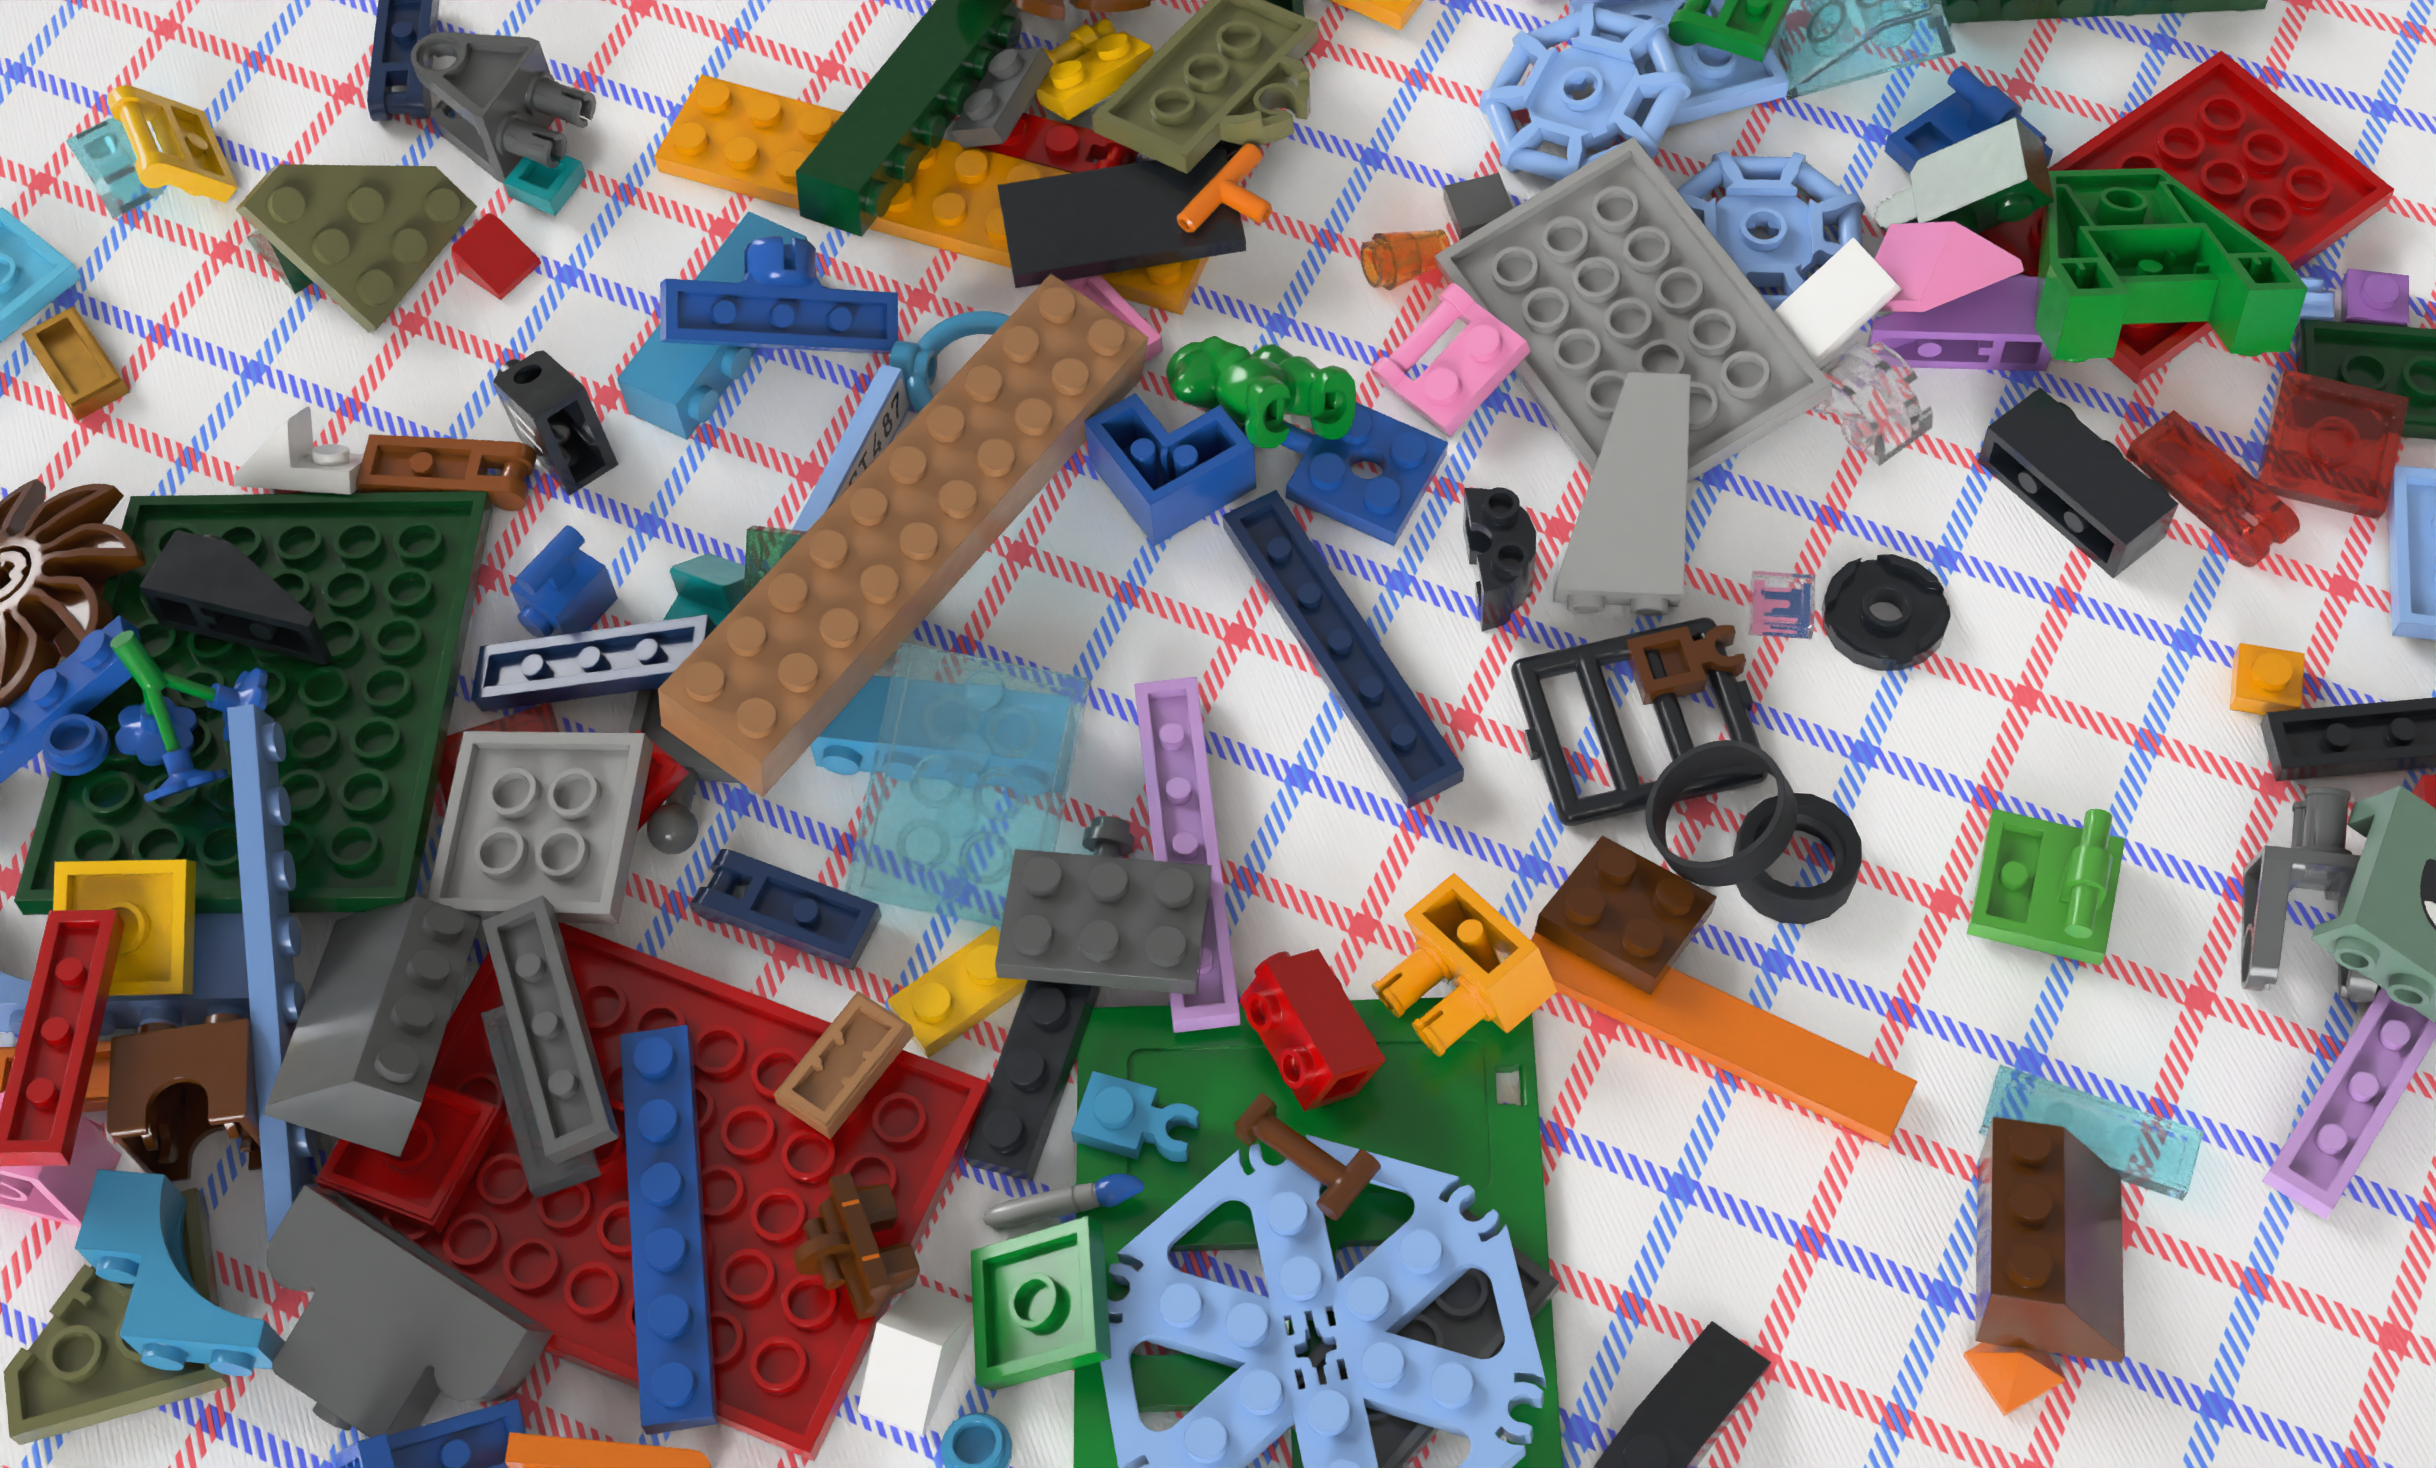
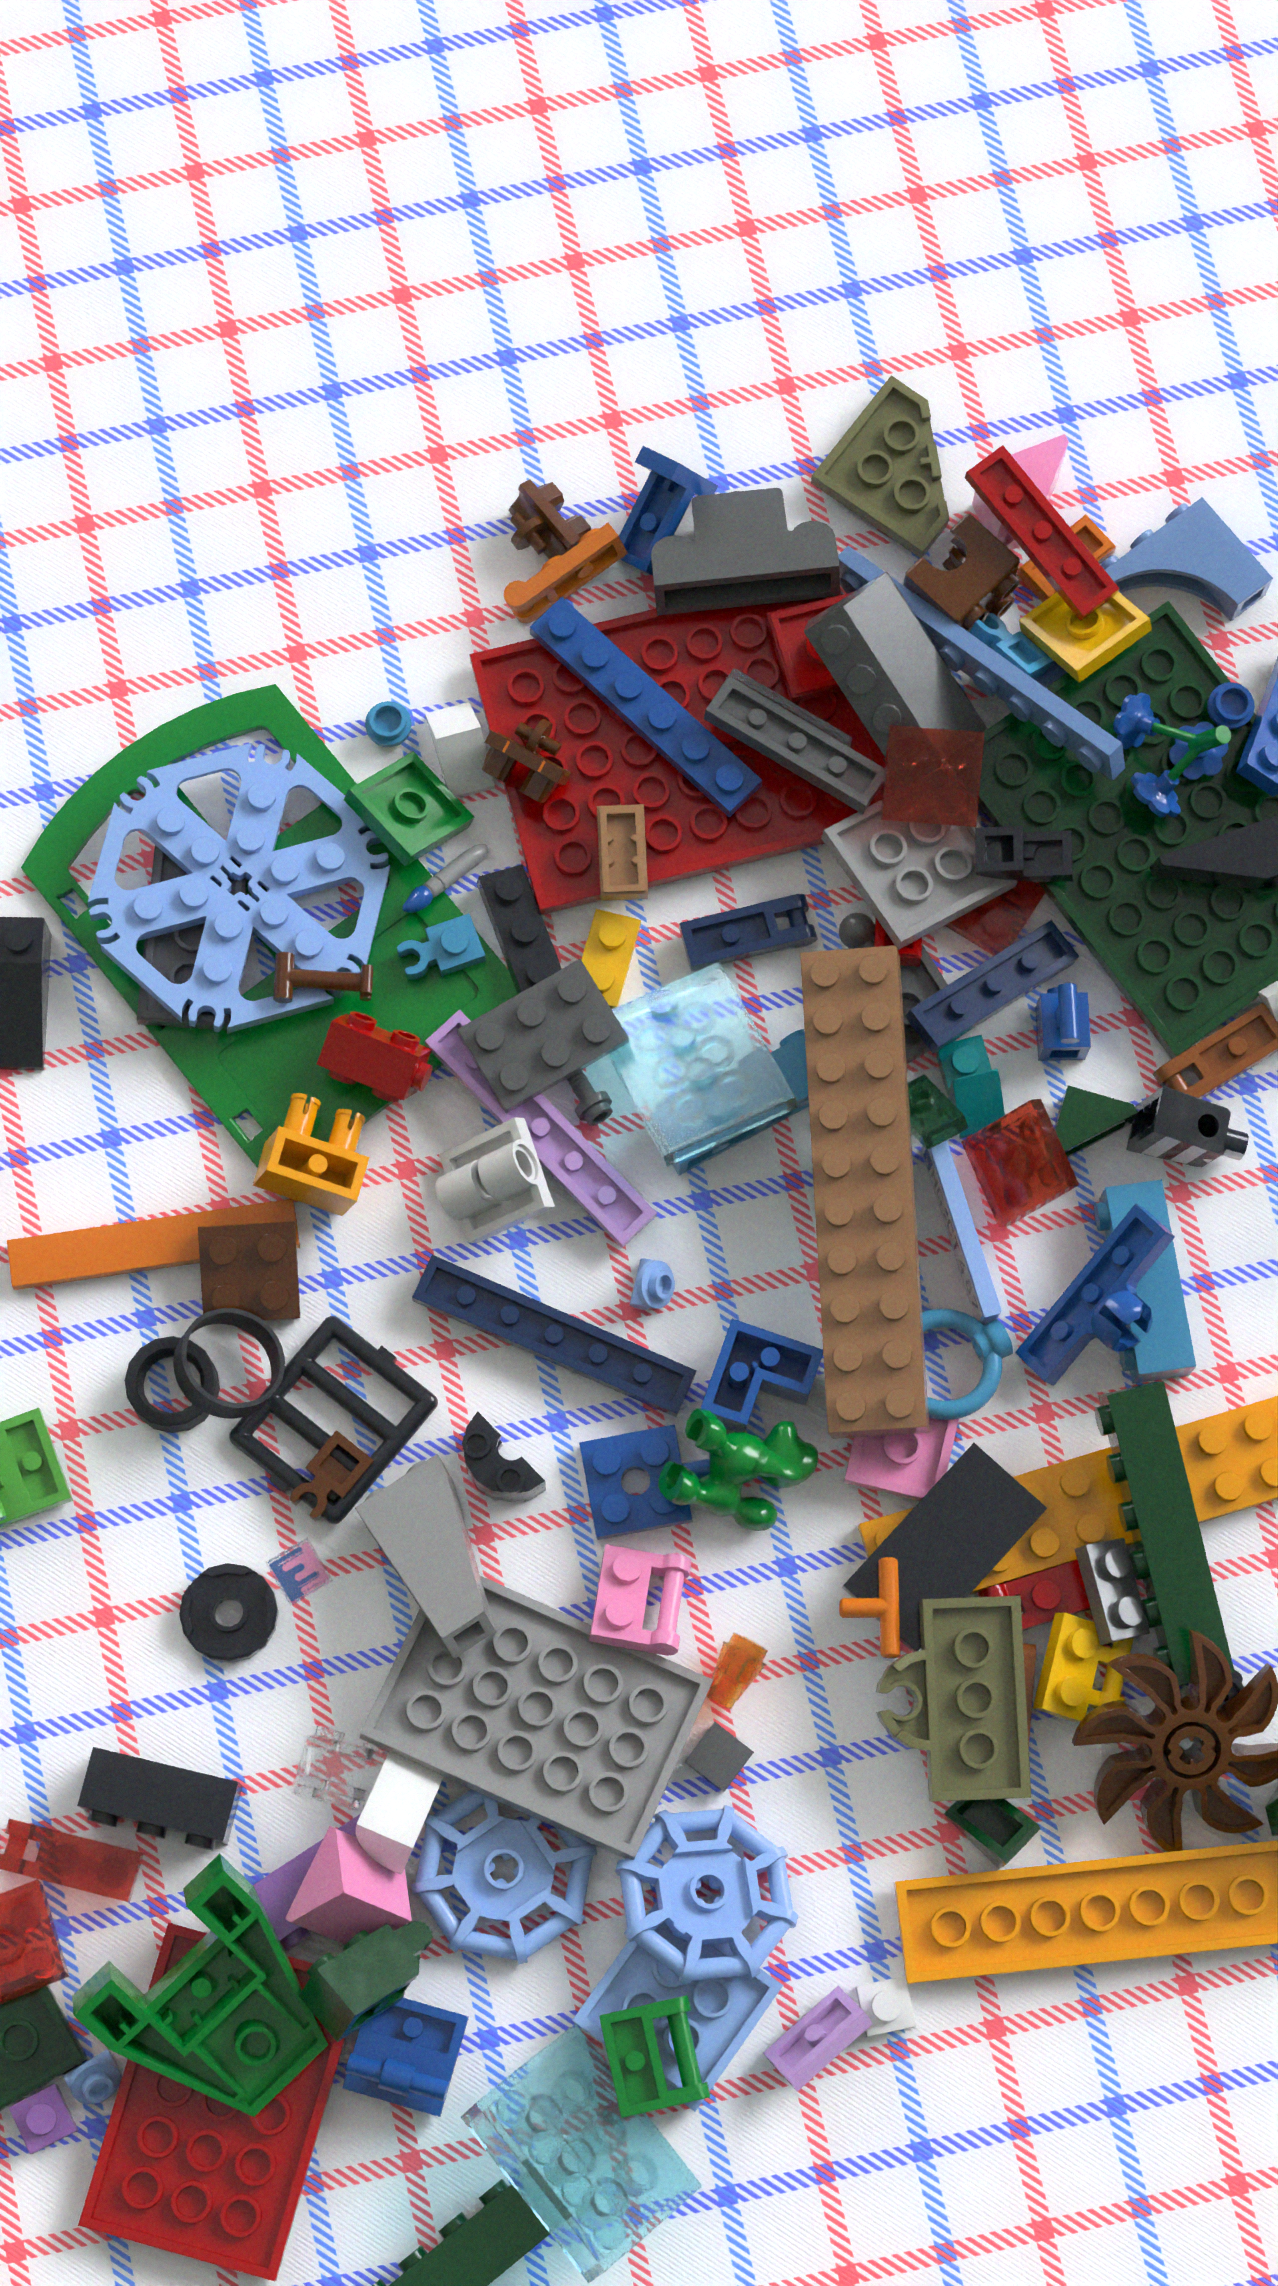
camera: 135 degrees right, 15 degrees up
(137, 1238) = (855, 474): dark azure arch -> none
(221, 964) = (1014, 647): none -> dark azure plate
(432, 740) = (1022, 855): none -> black slope
(443, 872) = (932, 775): none -> clear red plate
(639, 492) = (1089, 1118): none -> dark green slope
(730, 479) = (1020, 1163): none -> clear red plate
(1197, 632) = (652, 1285): none -> light blue plate
(1281, 820) = (493, 1181): none -> white plate

